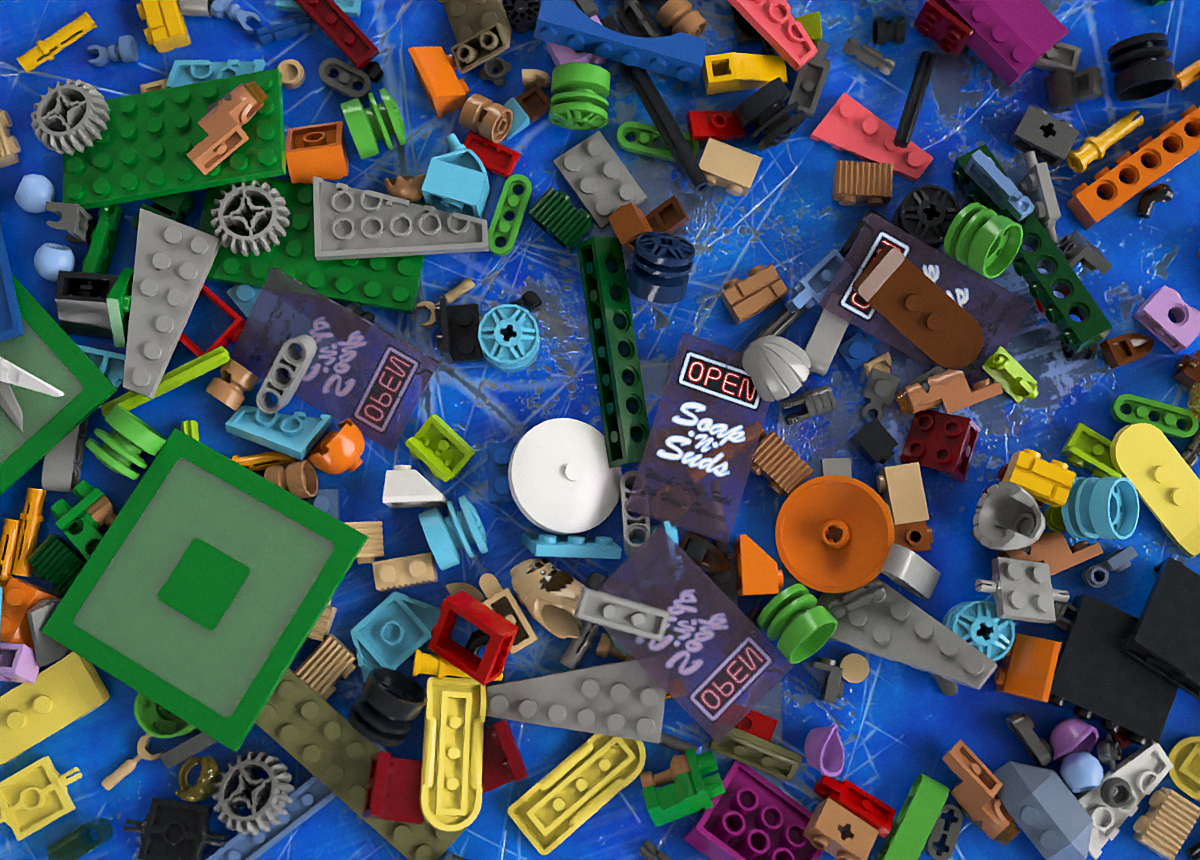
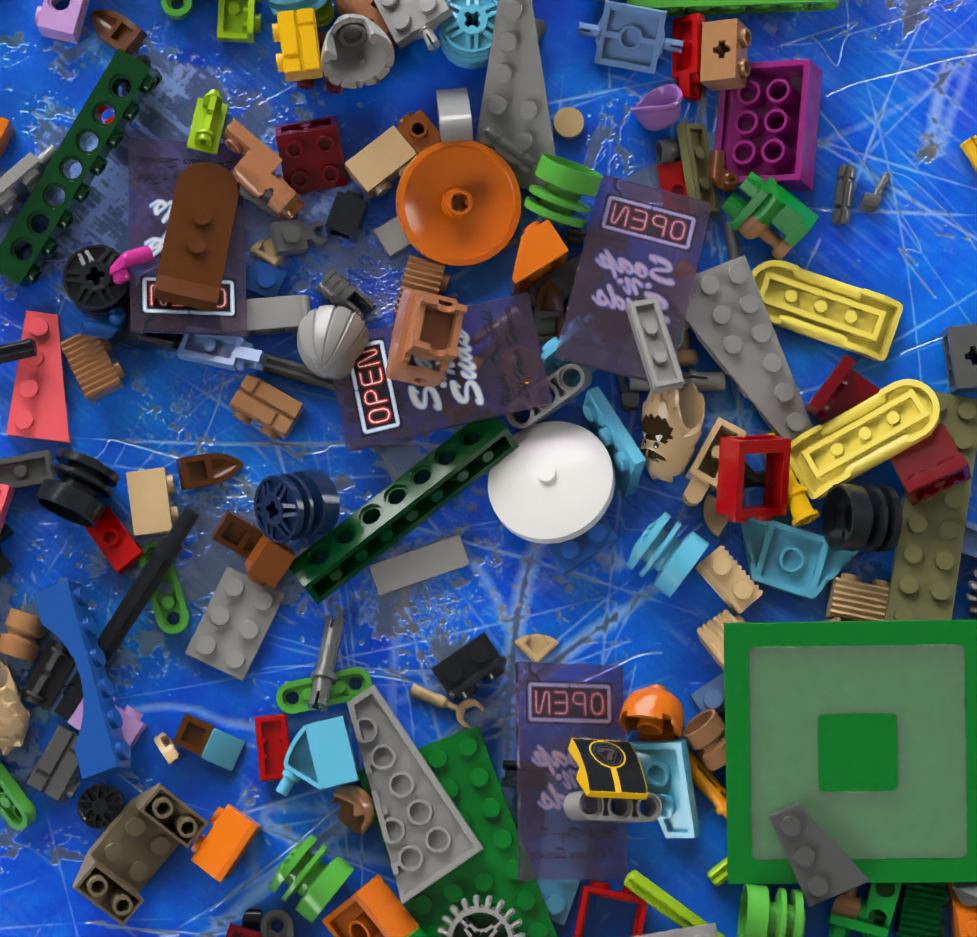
camera: 125 degrees left, 0 degrees up
(150, 502) = (815, 858): none -> dark grey wing
(232, 384) = (663, 855): medium nougat wheel -> none
(314, 384) = (608, 769): none -> black slope
(410, 489) = (650, 619): white slope -> none
(440, 449) = (594, 618): lime bracket -> none
(446, 394) = (536, 646): none -> tan tile
(487, 118) = (239, 781): medium nougat wheel -> none
(495, 63) = (186, 788): dark grey plate -> none
(518, 351) = (438, 628): medium azure wheel -> none
(526, 224) = (324, 674): none -> dark grey pin
(530, 299) = (396, 620): black hand -> none
(561, 219) = (299, 635): dark green brick -> none
(562, 341) = (419, 565): none -> light grey tile
(579, 96) = (165, 687): bright green wheel -> none
(730, 223) = (206, 469): none -> reddish brown plate
(737, 436) = (425, 328): none -> nougat piece
(740, 766) = (719, 175): none -> reddish brown arm
(741, 71) = (42, 542): yellow slope -> none
(784, 736) = (667, 151): none -> dark grey hinge
(832, 684) = (595, 133): dark grey bracket -> none
(885, 204) = (107, 327): none -> blue arm
(899, 762) = (630, 37): none -> medium blue plate
(930, 241) = (127, 259): none -> dark pink arm
(983, 240) = (97, 211): bright green wheel -> none
(998, 186) = (32, 226): medium blue hinge -> none
(1078, 248) = (46, 119): dark grey bracket -> none

